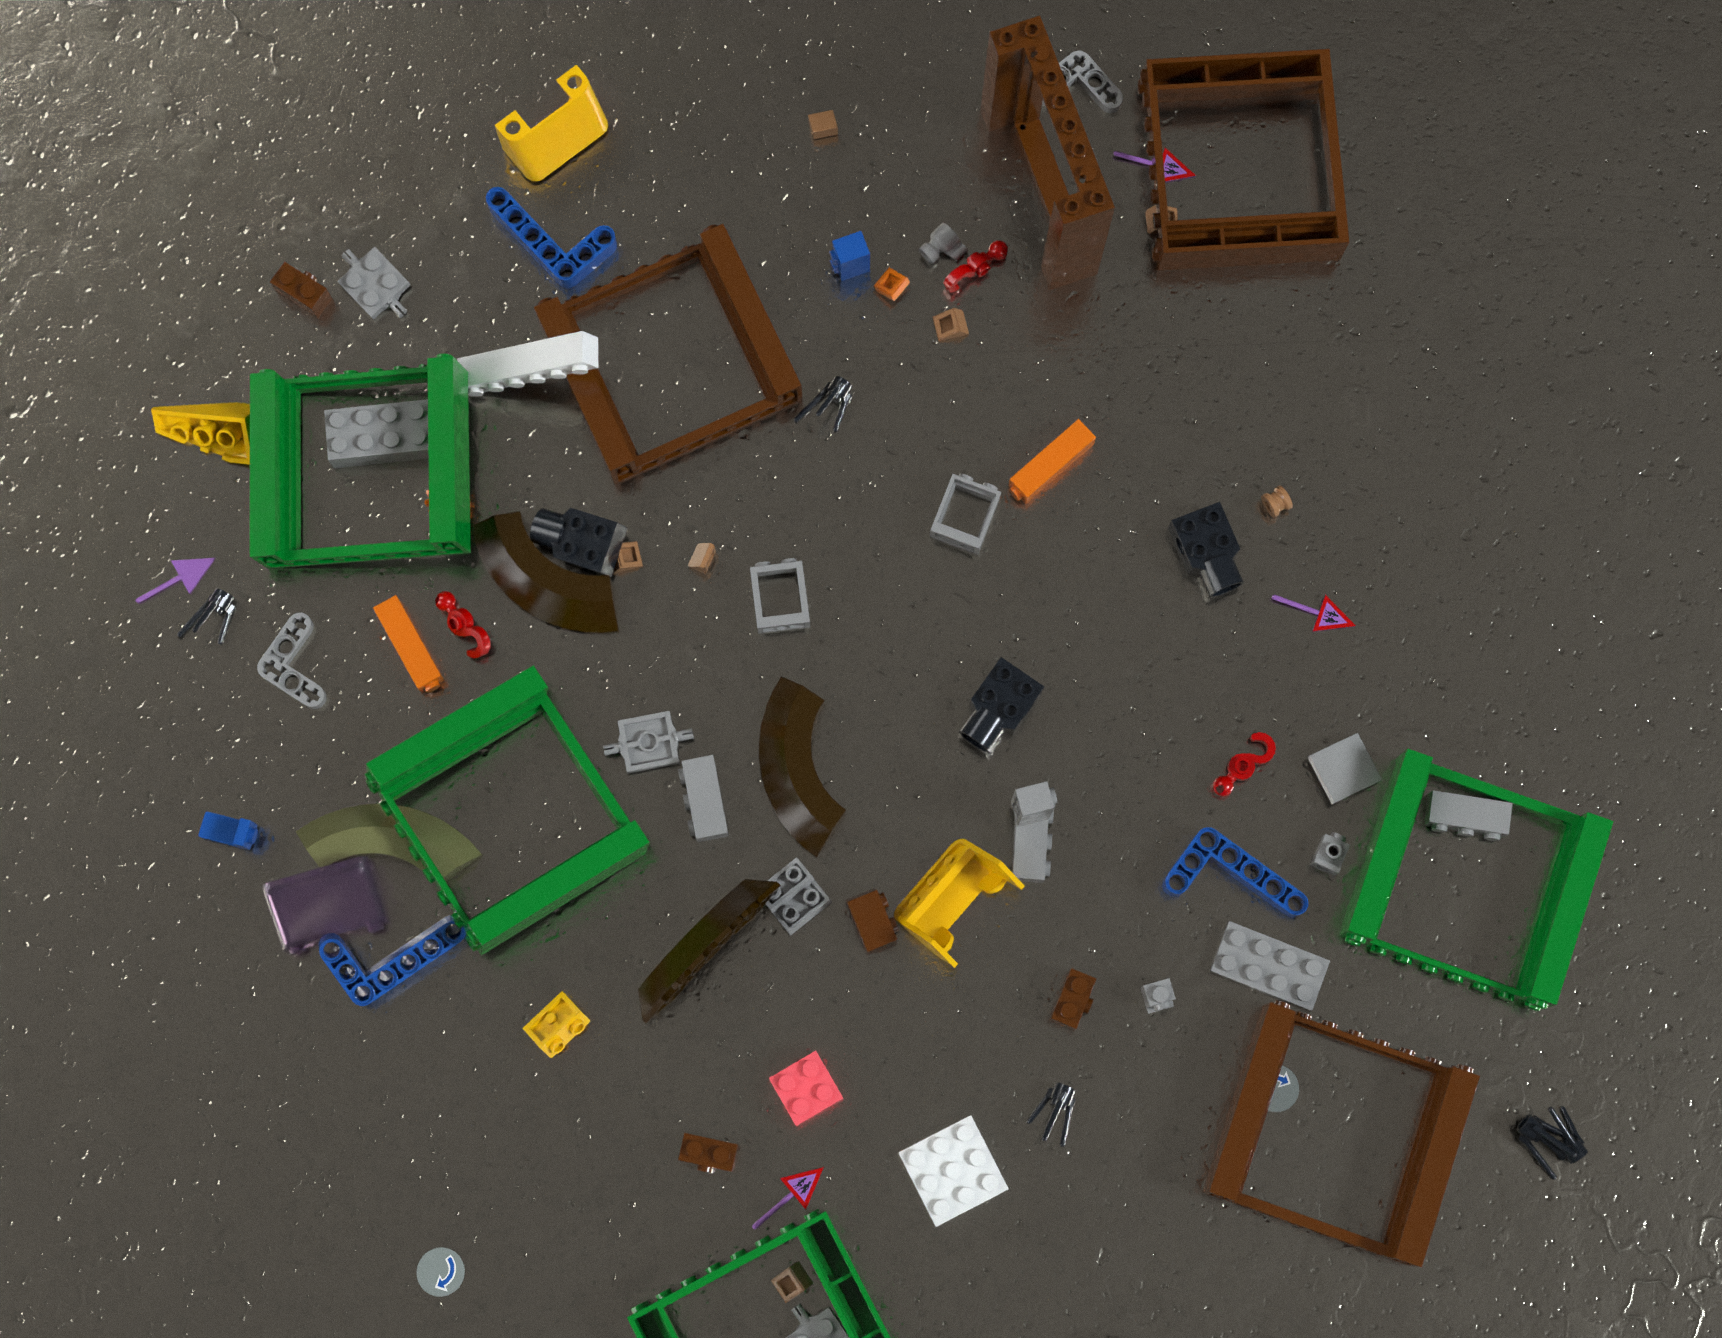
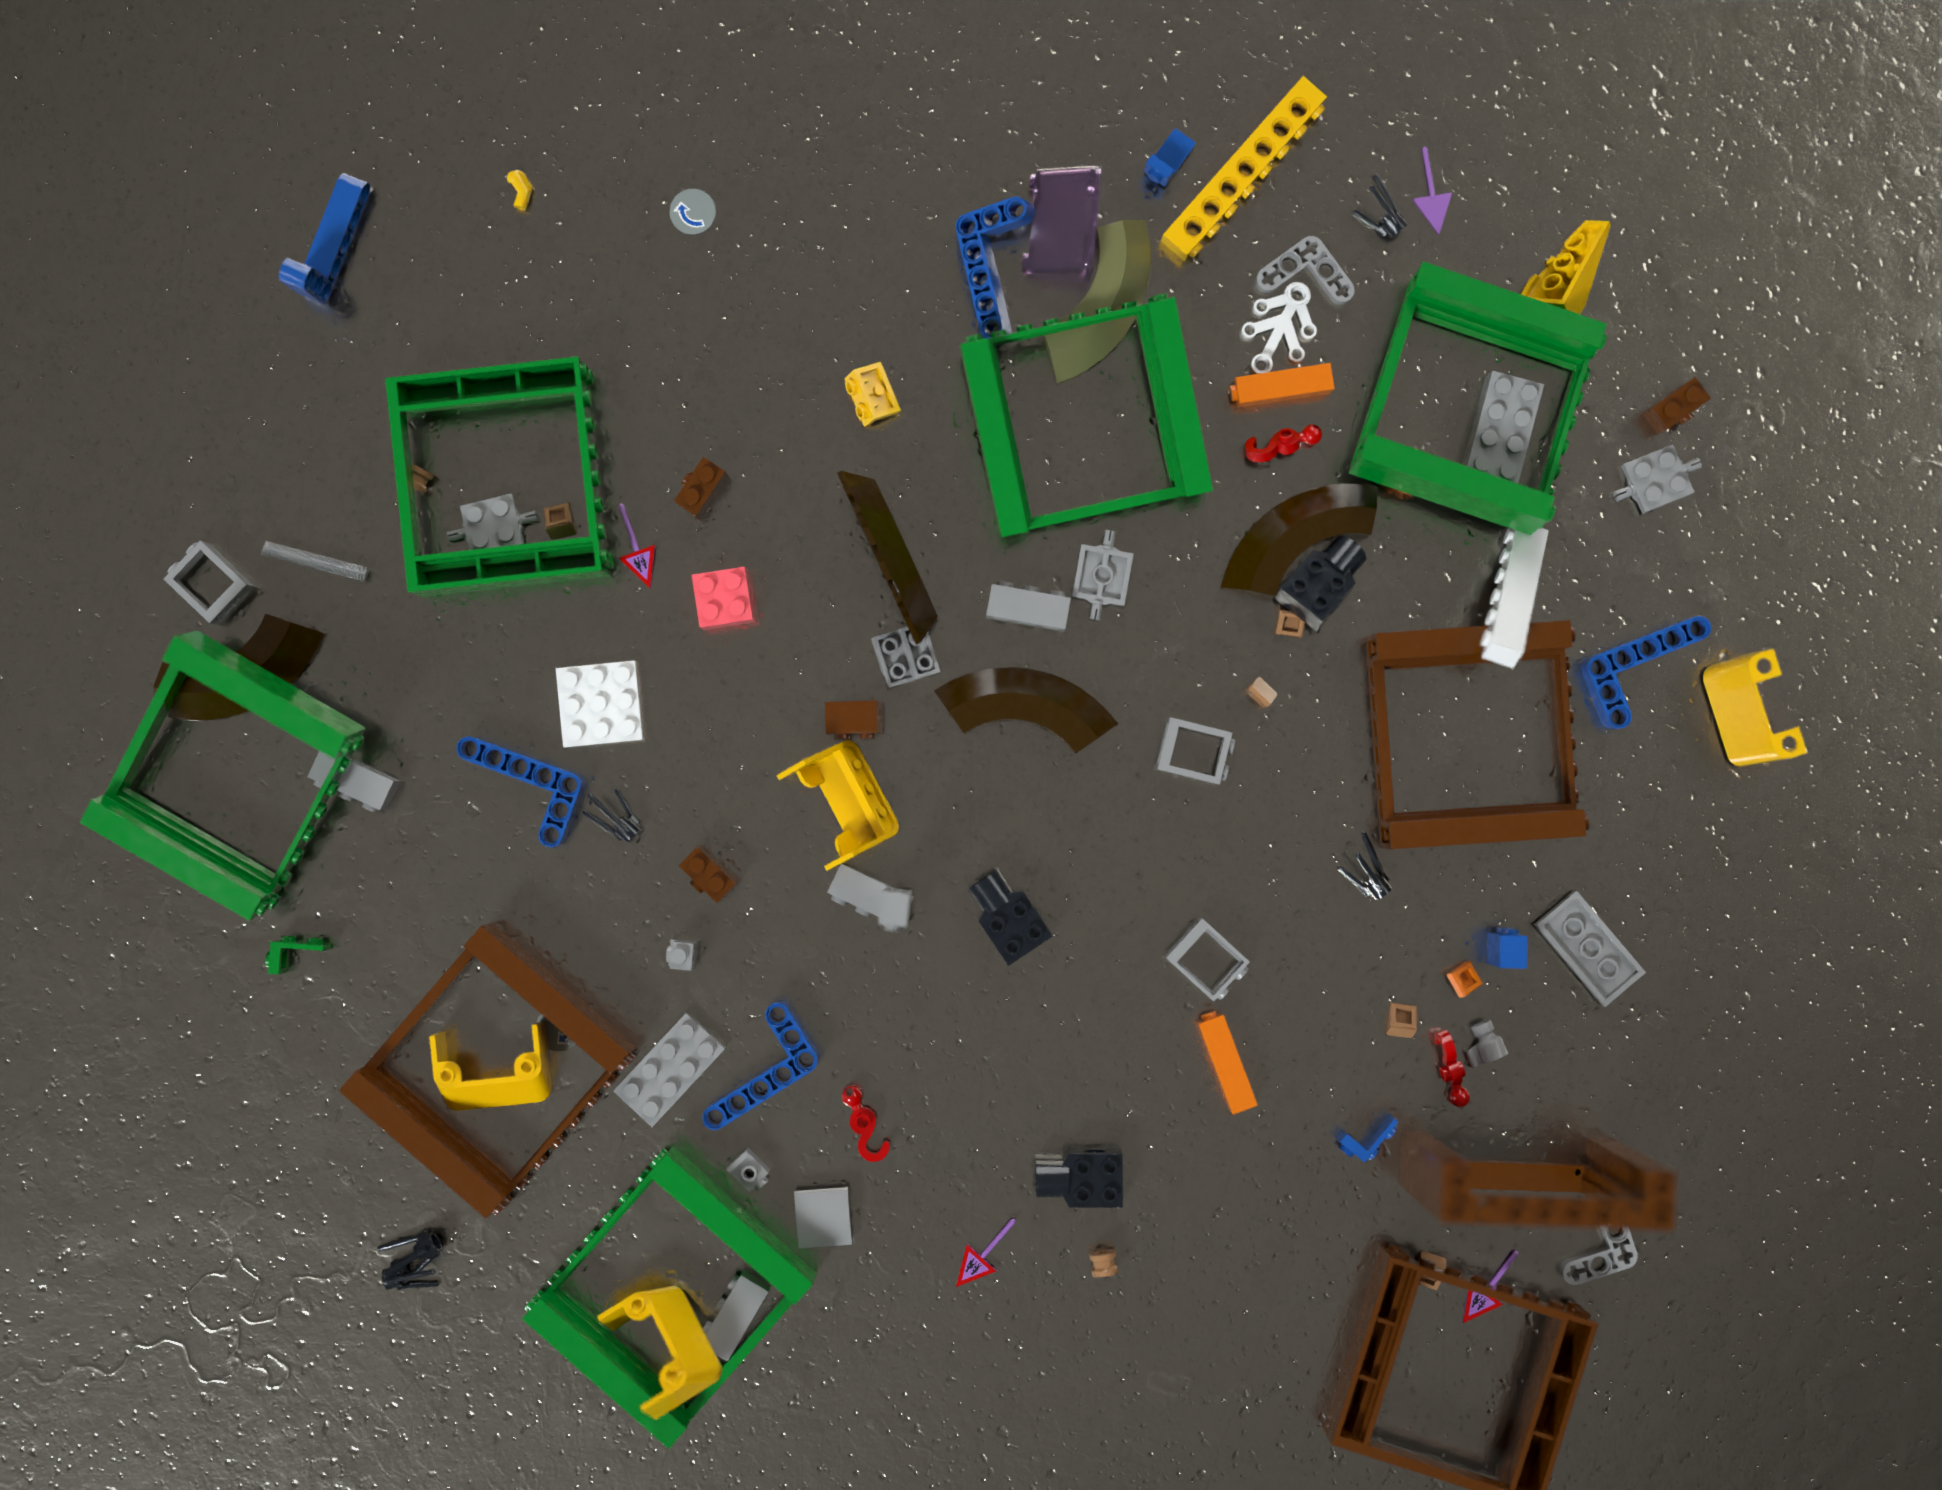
camera: 115 degrees right, 10 degrees up
(126, 729) = (1303, 96): none -> yellow brick
(352, 667) = (1282, 325): none -> white plant
(820, 188) = (1589, 948): none -> light grey plate
(823, 124) = (1656, 976): medium nougat slope -> none
(1049, 1207) = (532, 776): none -> blue beam
(1072, 308) = (1371, 1147): none -> blue bracket
(1376, 1154) = (529, 1085): none -> yellow windscreen
(1523, 827) = (694, 1358): none -> yellow windscreen

